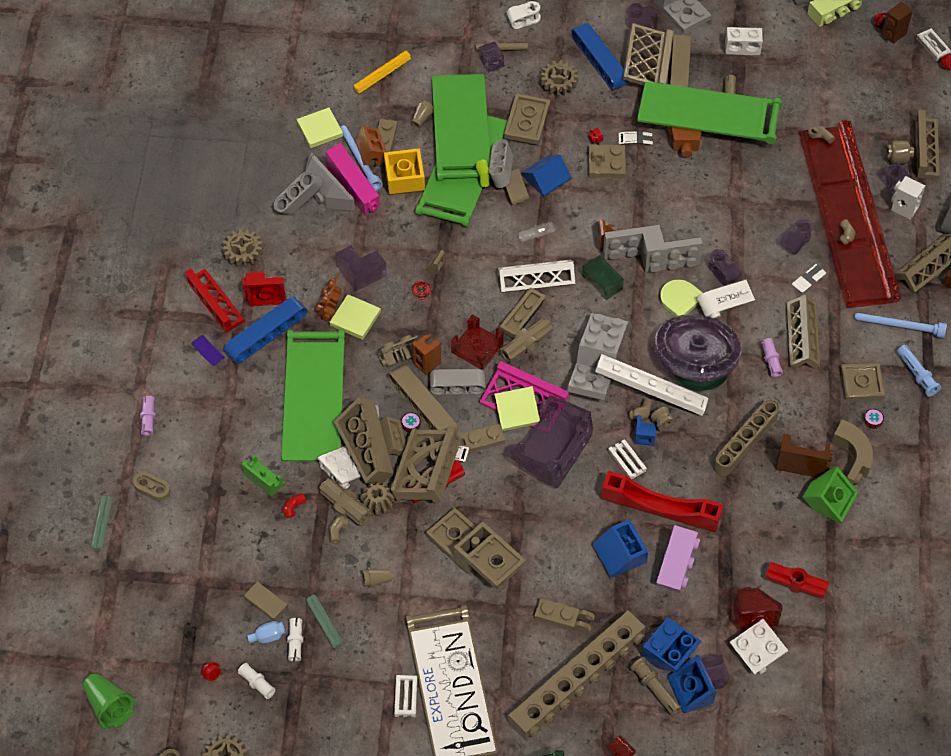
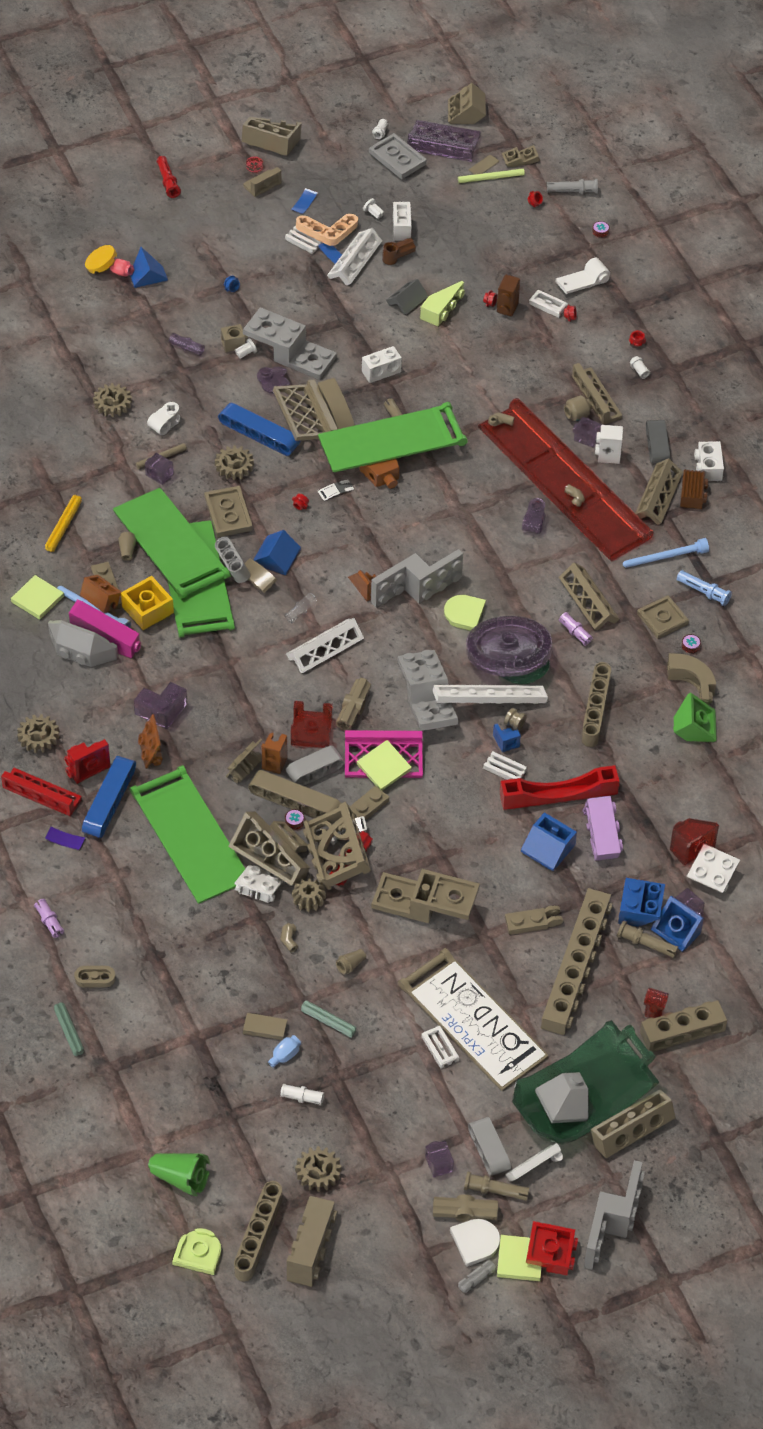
camera: 30 degrees left, 5 degrees down
(211, 671) = (256, 1105): red plate -> none
(262, 476) = (191, 923): bright green hinge -> none
(291, 503) = (233, 935): red arm -> none
(295, 639) = (313, 1045): white pin -> none
(305, 189) = (55, 668): light grey beam -> none
(345, 501) = (283, 910): dark tan piece -> none
(355, 317) = (183, 750): yellowish green tile -> none
(421, 289) = (228, 701): clear red tile -> none
(436, 263) = (225, 672): dark tan slope -> none
(483, 170) = (222, 572): lime arm -> none
(523, 312) = (335, 681): dark tan plate -> none
(555, 441) = (435, 776): clear purple windscreen -> none
(604, 276) = (388, 619): clear green panel -> none
(607, 161) = (324, 520): dark tan hinge -> none
(644, 411) = (493, 719): dark tan arm -> none
(723, 267) = (487, 571): clear purple piece -> none
(724, 298) = (505, 595): white door -> none
(785, 576) = (710, 802): red piece -> none
(803, 460) = (655, 701): reddish brown panel -> none
(809, 278) = (564, 549): white sticker -> none

